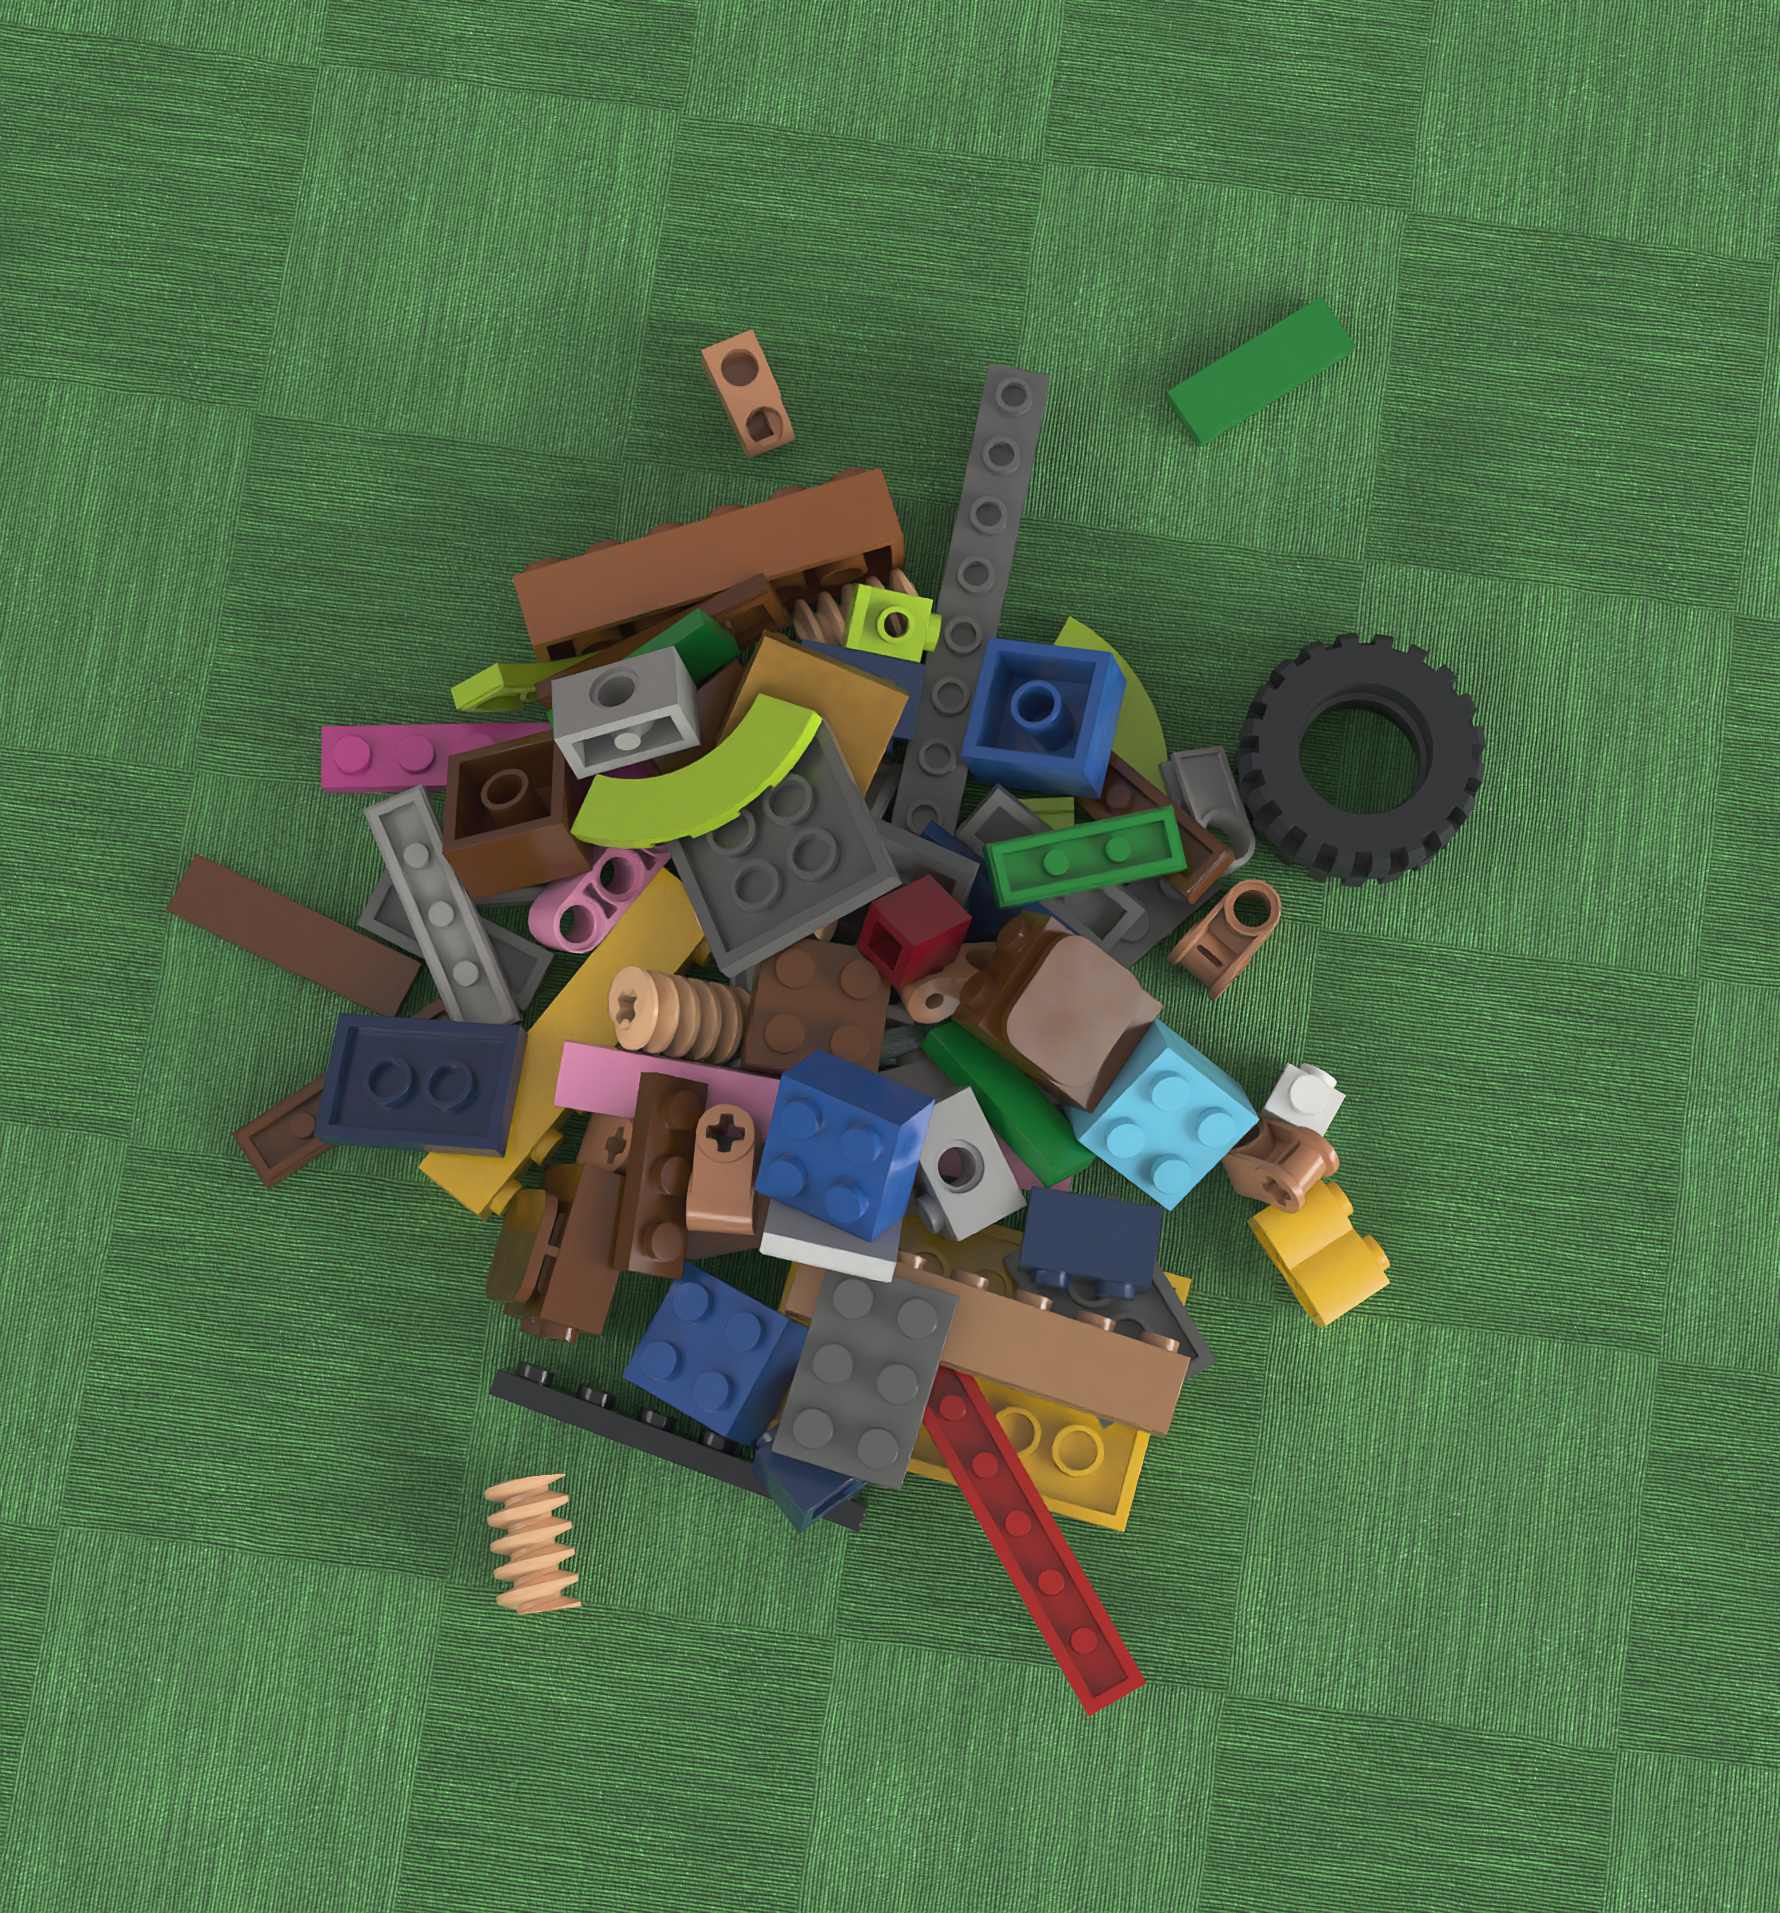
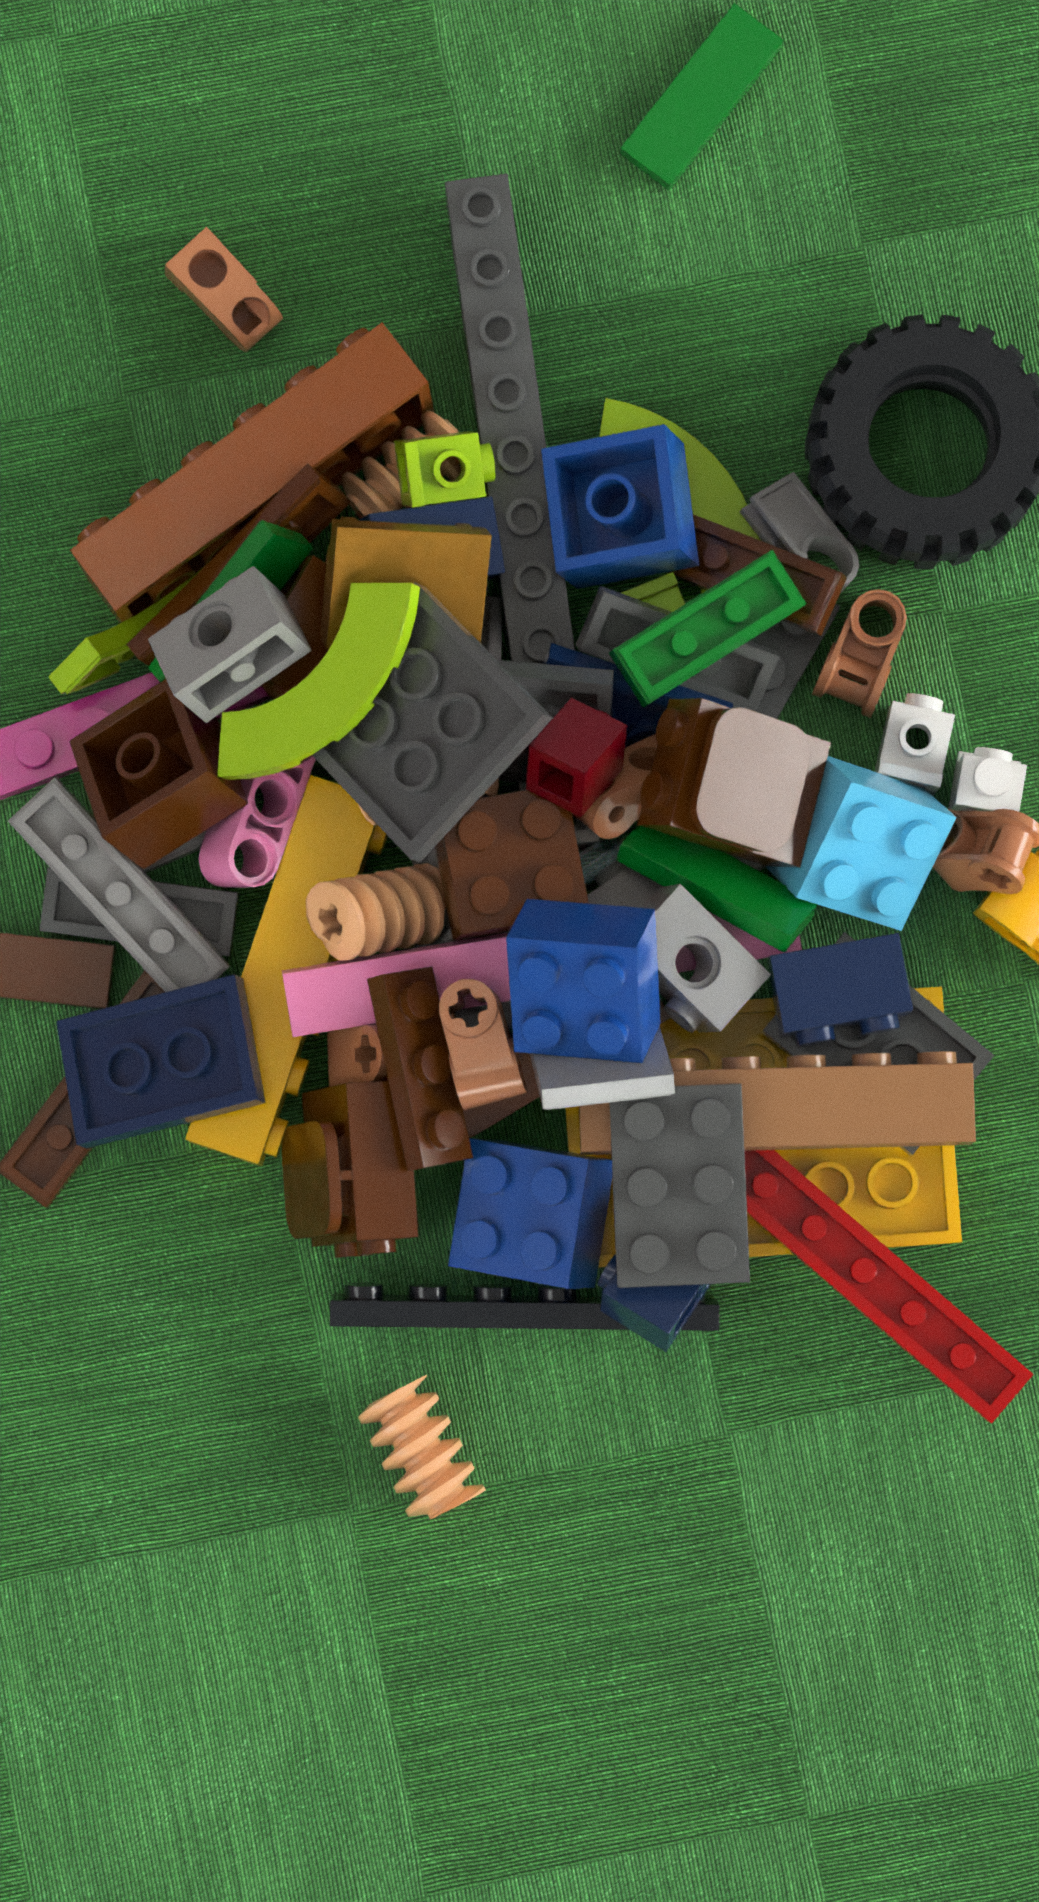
camera: 20 degrees left, 5 degrees up
(1242, 1061) = (912, 765): none -> white brick

